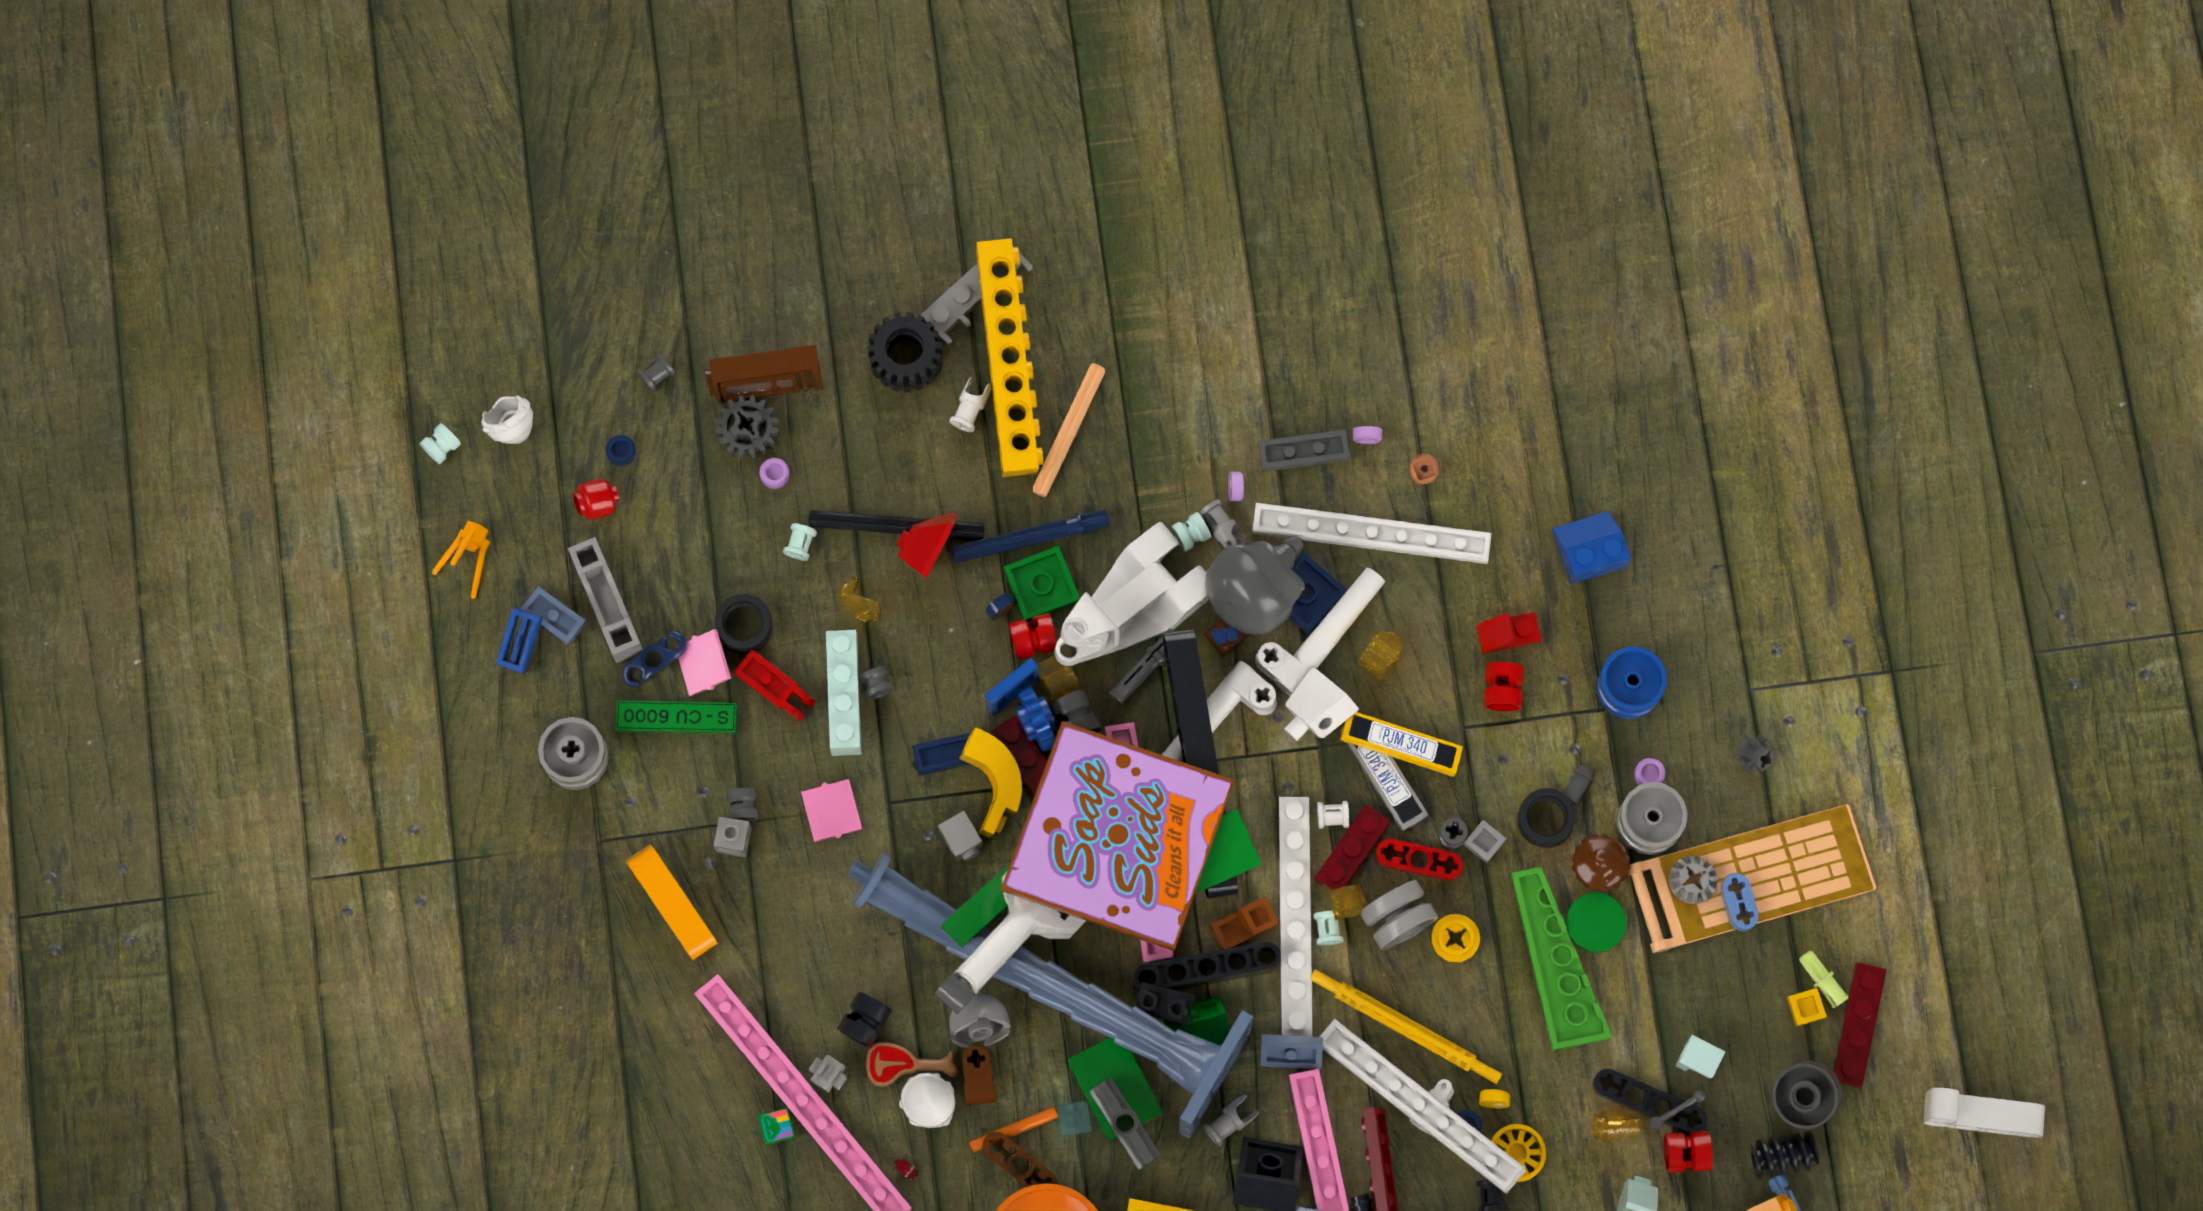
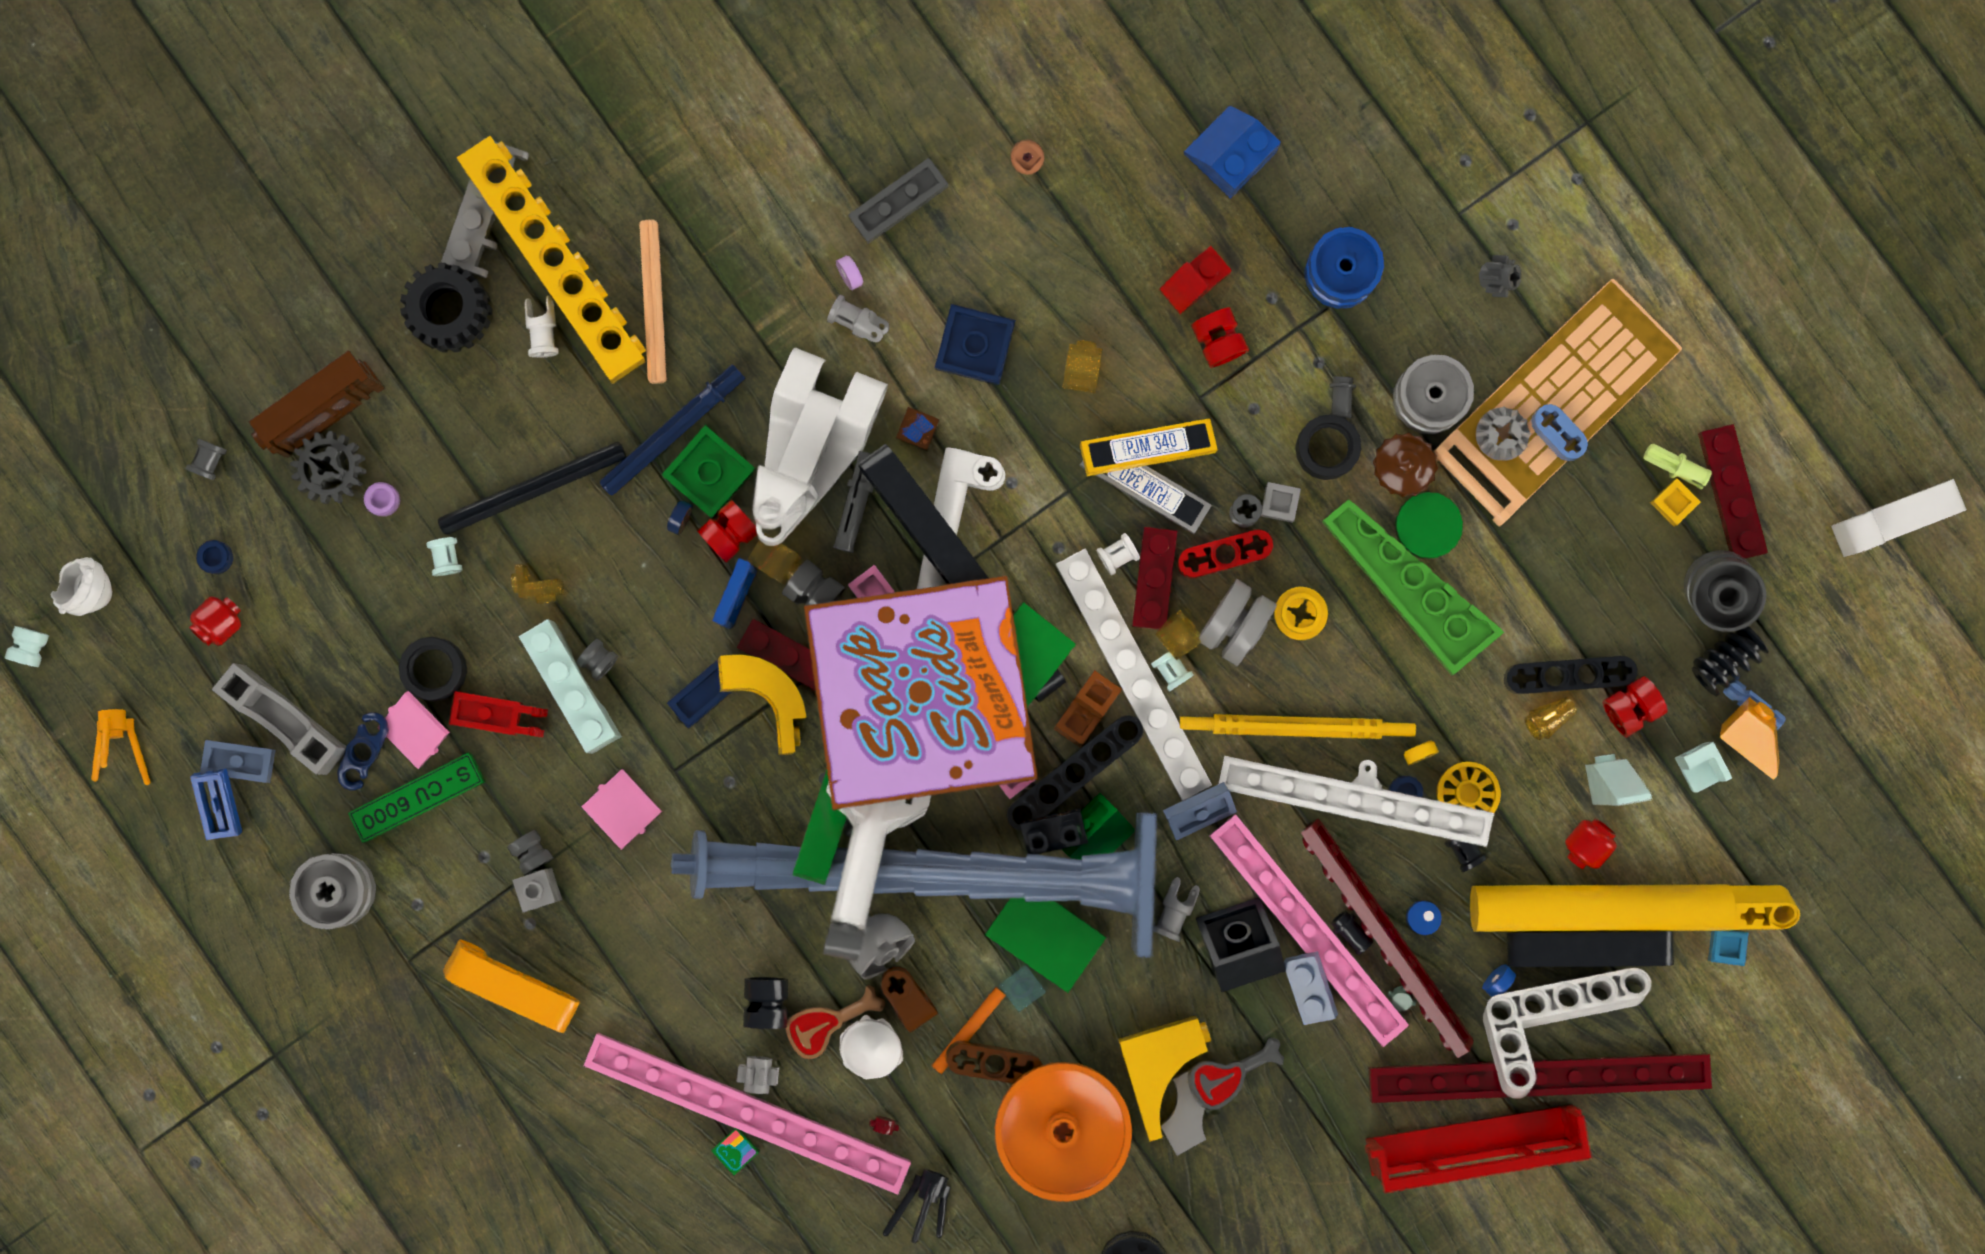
camera: 25 degrees left, 10 degrees up
(925, 541) = (570, 493): red slope -> none
(961, 837) = (764, 770): light grey brick -> none
(1036, 718) = (775, 613): blue gear -> none
(1135, 1141) = (1096, 982): dark grey piece -> none
(1191, 531) = (829, 342): light aqua wheel -> none
(1255, 585) = (923, 366): dark grey piece -> none
(1289, 670) = (1005, 430): white axle -> none
(1318, 706) = (1048, 454): white torso -> none
(1367, 435) = (953, 151): lavender tile -> none
(1372, 533) = (1008, 249): white tile -> none
(1649, 771) = (1405, 349): lavender tile -> none
(1656, 1122) = (1590, 694): dark grey hinge -> none
(1700, 1057) = (1599, 607): light aqua panel -> none

